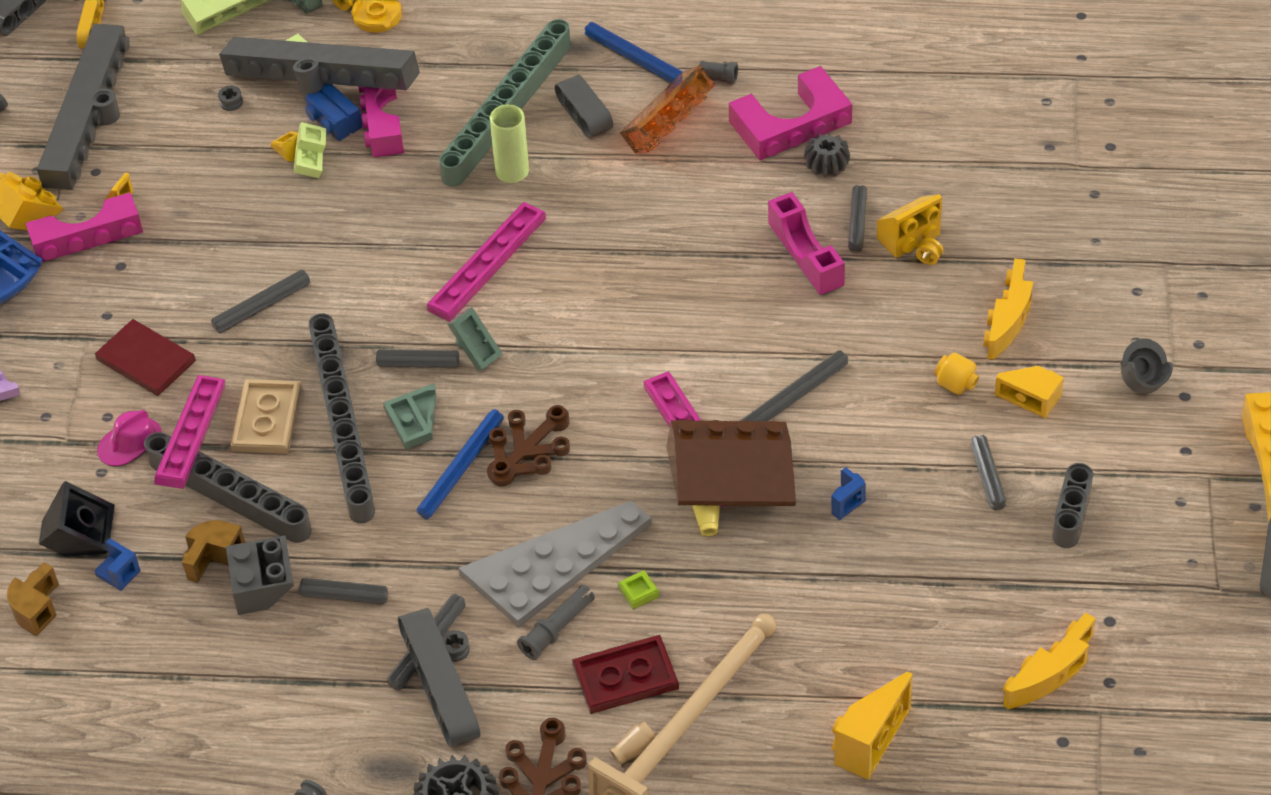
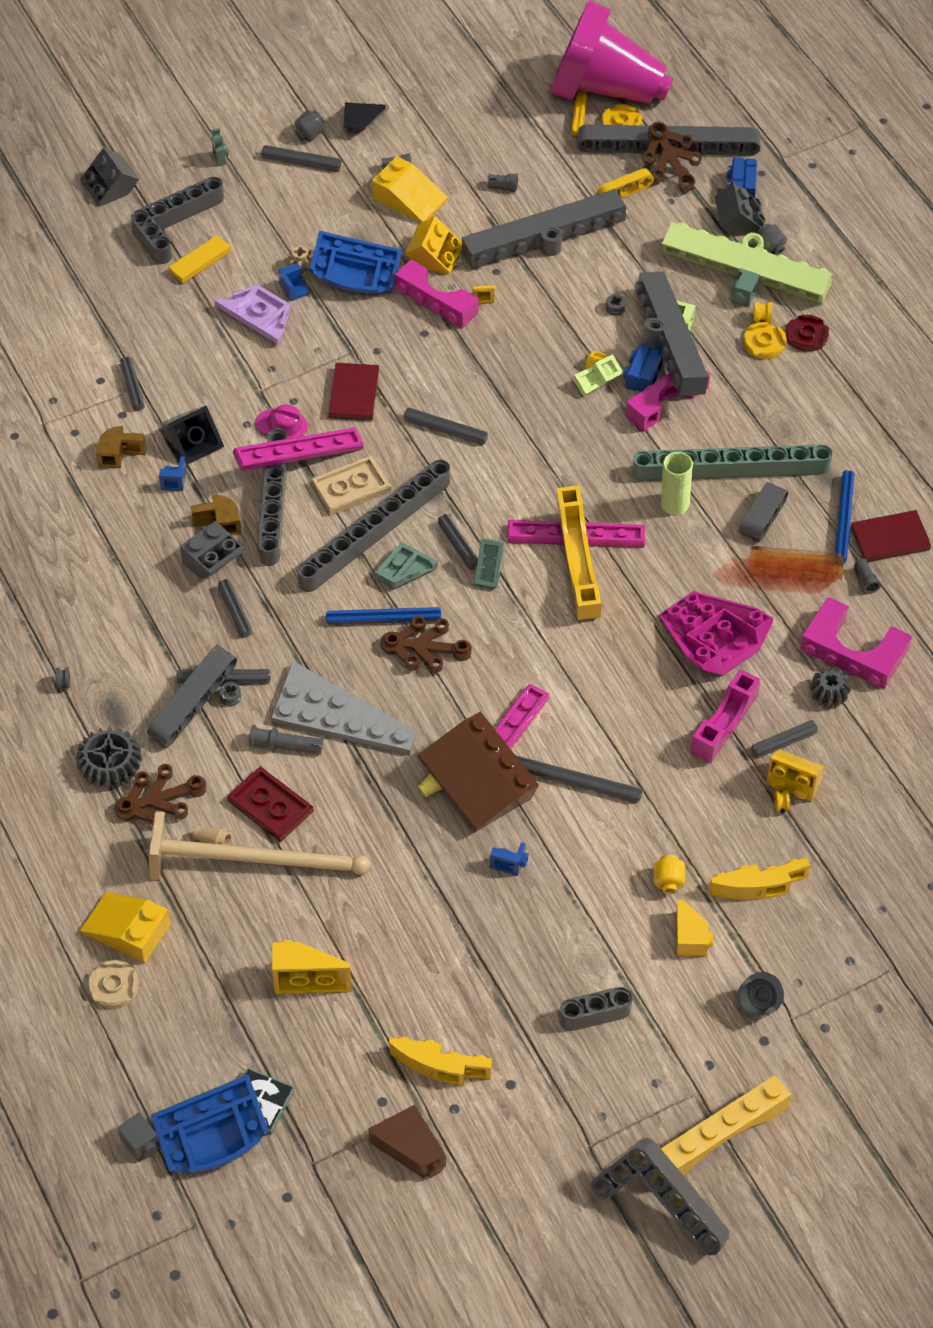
camera: 55 degrees right, 5 degrees up
(476, 244) = (577, 552): none -> yellow arch
(638, 589) = (345, 775): lime tile -> none
(685, 33) = (890, 536): none -> dark red tile
(693, 205) = (716, 631): none -> dark pink wedge
(988, 472) = (594, 940): dark grey axle -> none
(1136, 733) = (409, 1142): none -> reddish brown slope

